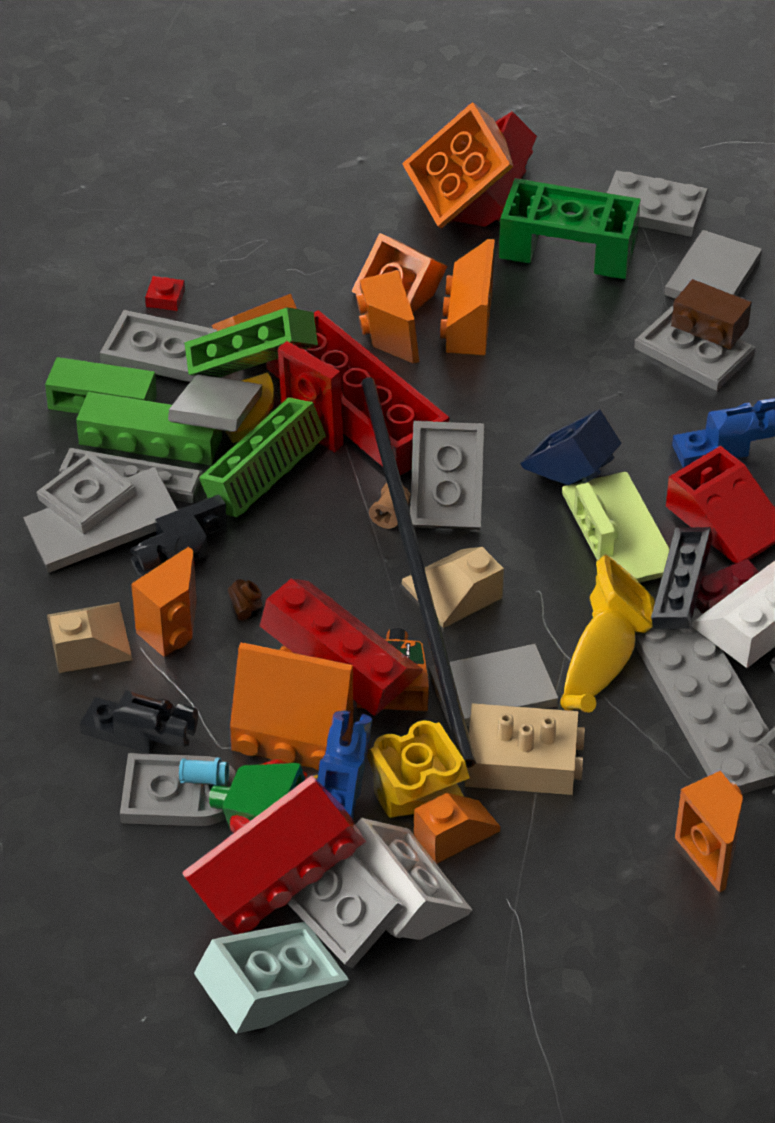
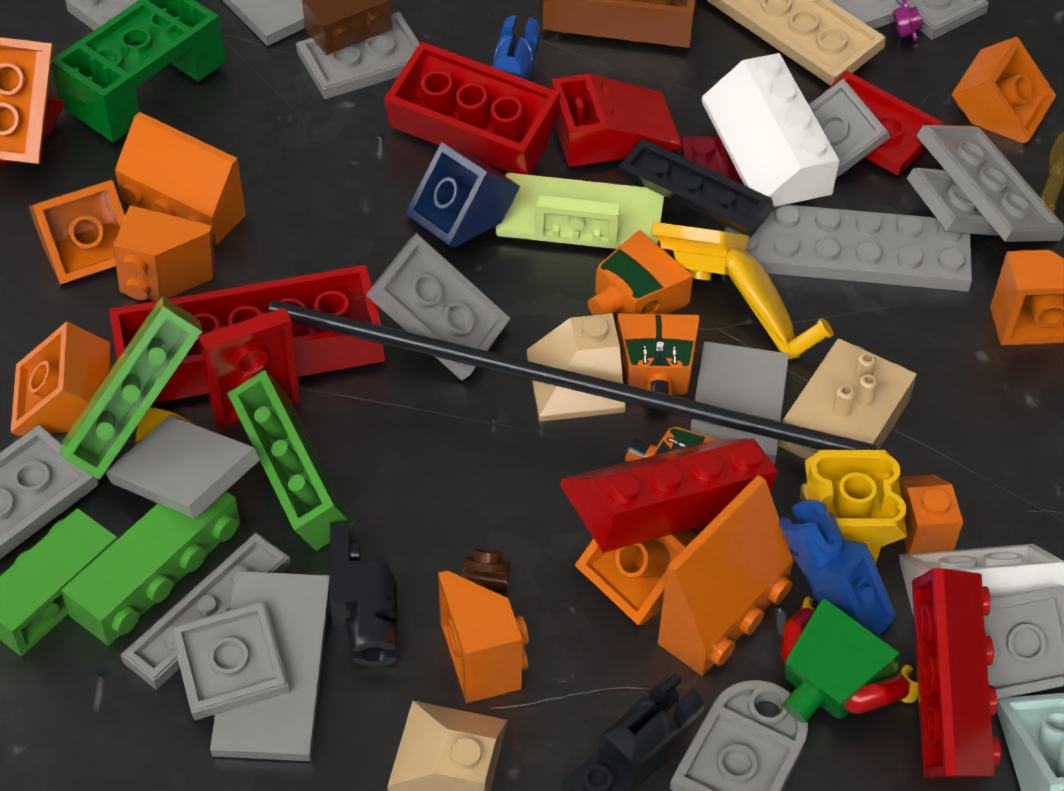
camera: 65 degrees left, 5 degrees up
(204, 772) = (761, 697): medium azure pin -> none
(388, 517) = (431, 380): medium nougat bush -> none
(498, 619) = (658, 350): none -> orange torso
(561, 584) = (640, 280): none -> orange torso
(661, 418) = (472, 108): none -> red slope

